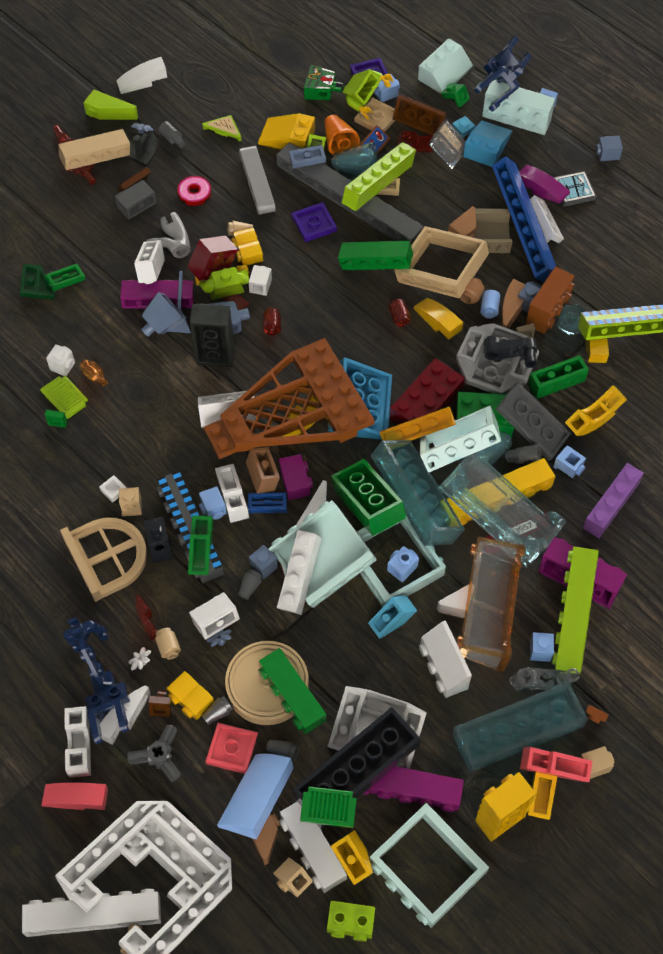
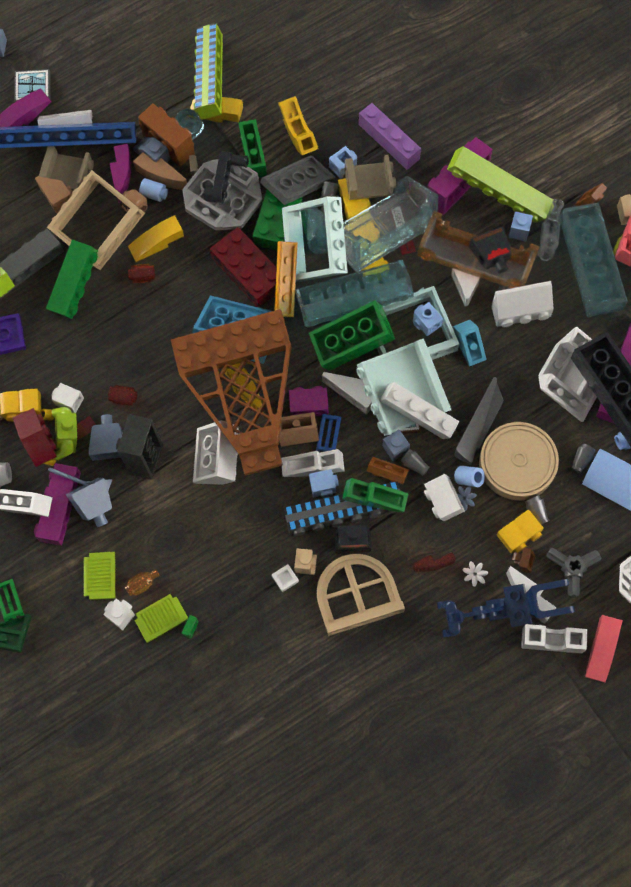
camera: 75 degrees left, 10 degrees up
(97, 342) = (99, 576): none -> lime window
(167, 643) = (464, 545): tan brick -> none
(231, 748) = (573, 503): coral tile -> none
(236, 560) = (387, 470): none -> dark orange plate
(240, 635) = (469, 476): none -> light blue brick
(292, 691) = (538, 435): green brick -> none
(304, 638) = (480, 423): none -> dark grey wedge
(498, 614) = (492, 249): none -> black torso
(503, 274) = (121, 169): none -> magenta slope
(550, 483) = (369, 179): none -> dark tan panel

